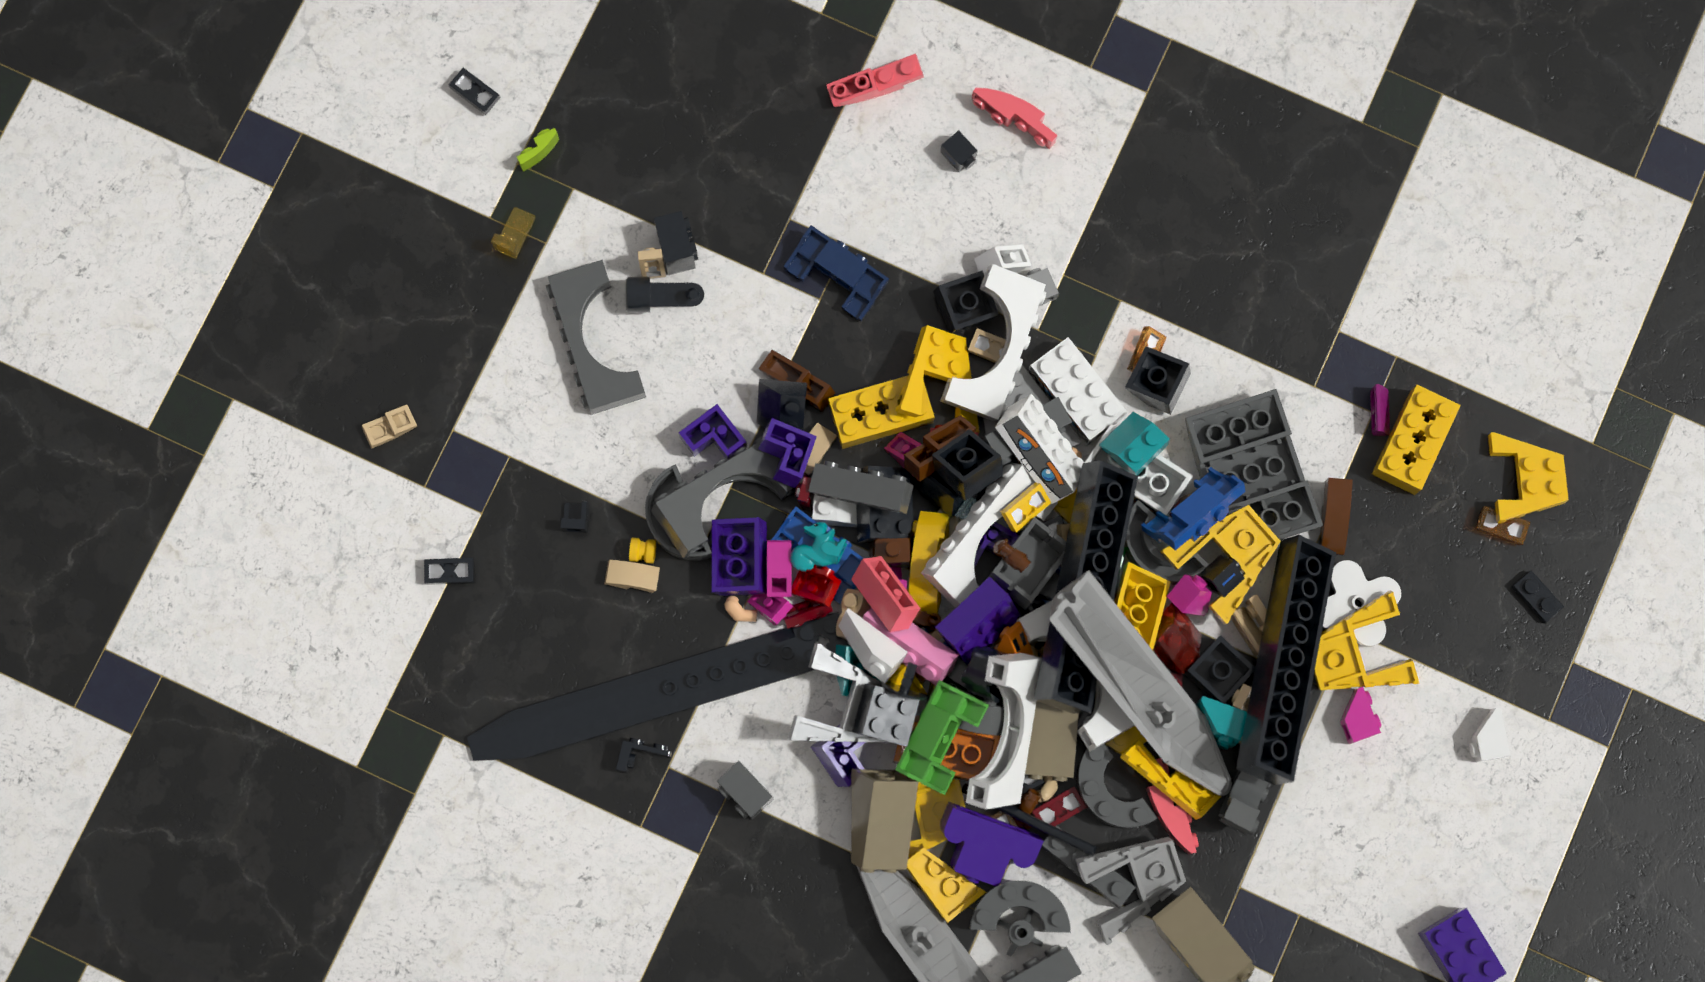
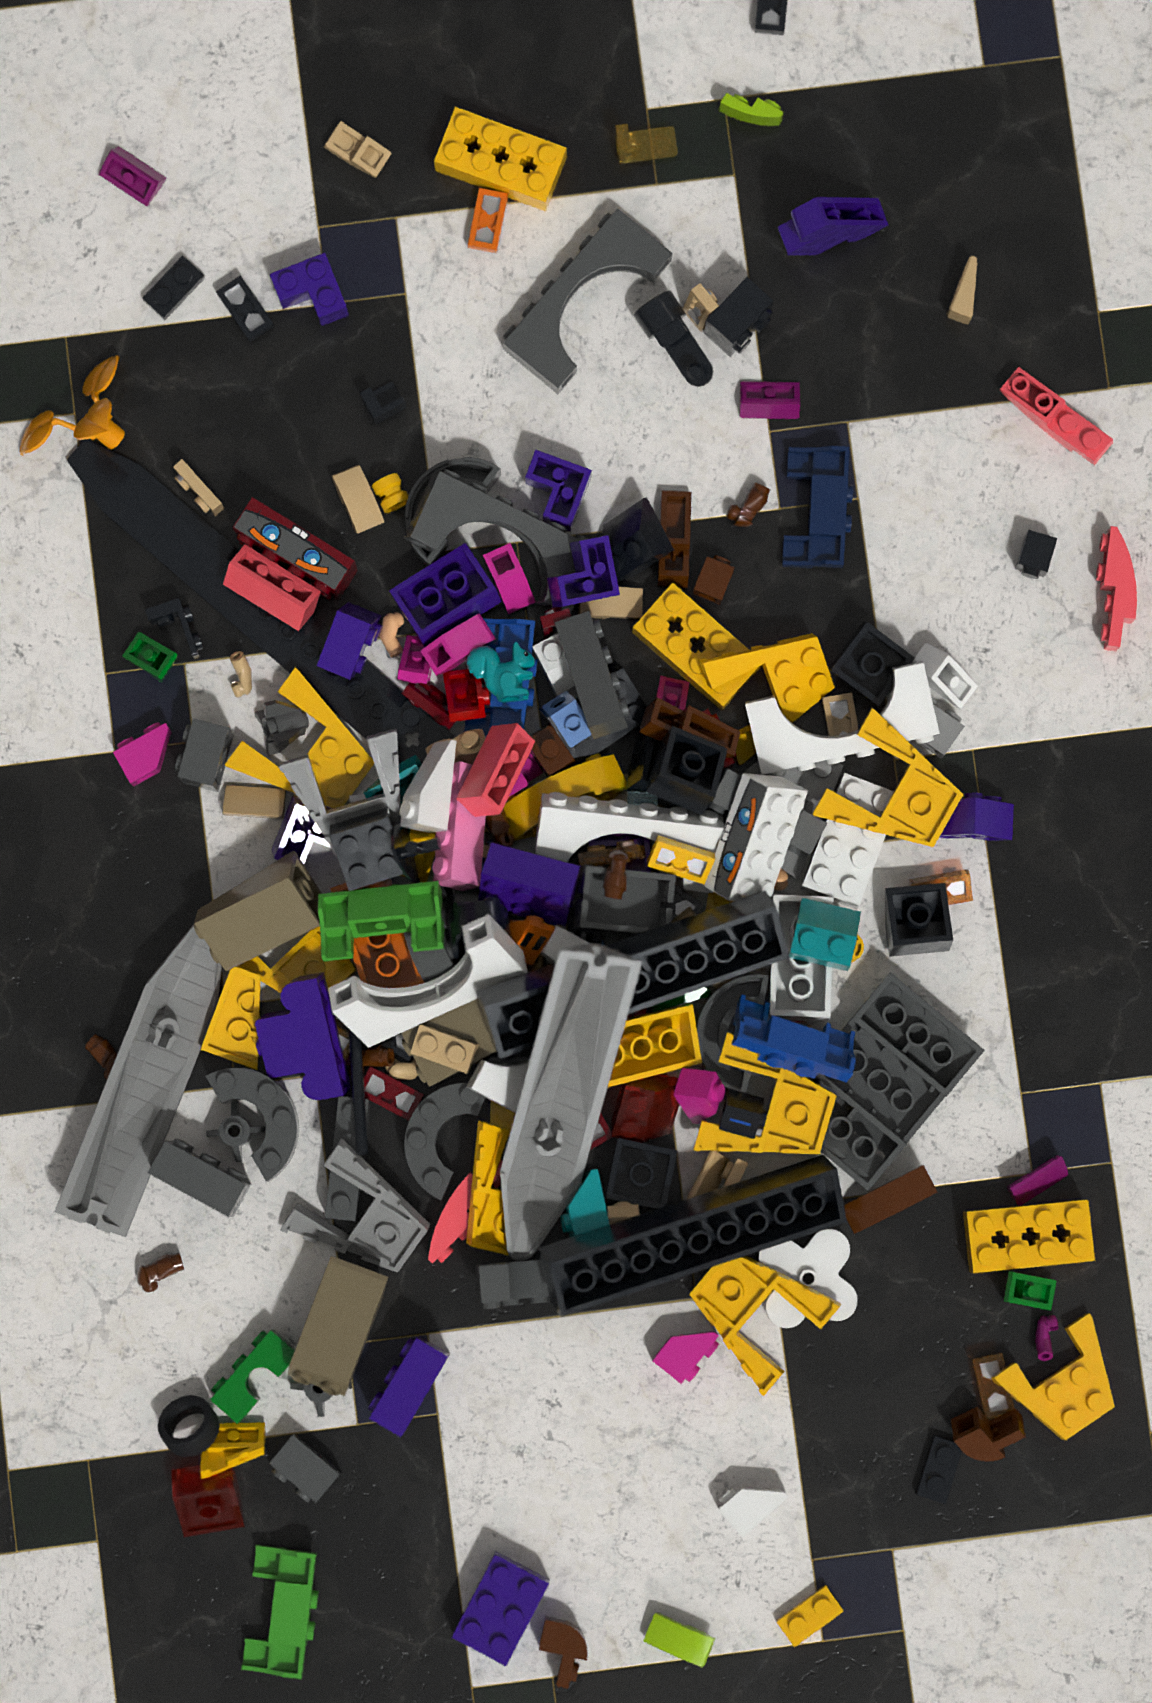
camera: 60 degrees right, 5 degrees up
(303, 591) = (132, 175): none -> magenta slope
(401, 611) = (173, 288): none -> black piece
(462, 318) = (498, 140): none -> yellow brick
(463, 510) = (313, 281): none -> dark purple brick
(466, 720) = (94, 425): none -> light orange plant
(497, 369) = (488, 220): none -> orange piece
(543, 683) = (205, 498): none -> tan piece
(640, 639) = (295, 549): none -> brick
(650, 786) = (150, 656): none -> green slope
(651, 143) = (829, 221): none -> dark purple brick
(658, 671) = (271, 587): none -> coral brick
(702, 729) = (244, 674): none -> tan arm
(717, 835) = (144, 755): none -> dark pink slope
(725, 637) = (349, 636): none -> dark purple brick
(742, 260) = (770, 400): none -> magenta slope
(754, 505) = (509, 578): none -> dark pink slope
(756, 91) = (963, 301): none -> tan slope
(756, 725) = (281, 724): none -> dark grey brick
(797, 778) = (254, 802): none -> tan slope
(801, 698) = (335, 757): none -> yellow wing
(806, 316) = (753, 503): none -> reddish brown arm
(842, 371) = (714, 579): none -> reddish brown brick
(879, 523) = (568, 718): none -> medium blue bracket
(986, 561) = (598, 854): none -> clear orange piece
(1054, 750) = (444, 1048): none -> tan plate
(1084, 328) = (917, 806): none -> yellow wing
(1112, 301) = (980, 819): none -> dark purple brick
(1271, 921) = (407, 1385): none -> dark purple brick
(1452, 462) = (1030, 1290): none -> green slope
(1490, 474) = (1042, 1338): none -> magenta arm
(1509, 922) = (566, 1640): none -> reddish brown brick
(1537, 551) = (984, 1438): none -> reddish brown brick
(1553, 843) = (679, 1639): none -> lime slope
(1587, 745) = (809, 1616): none -> yellow plate

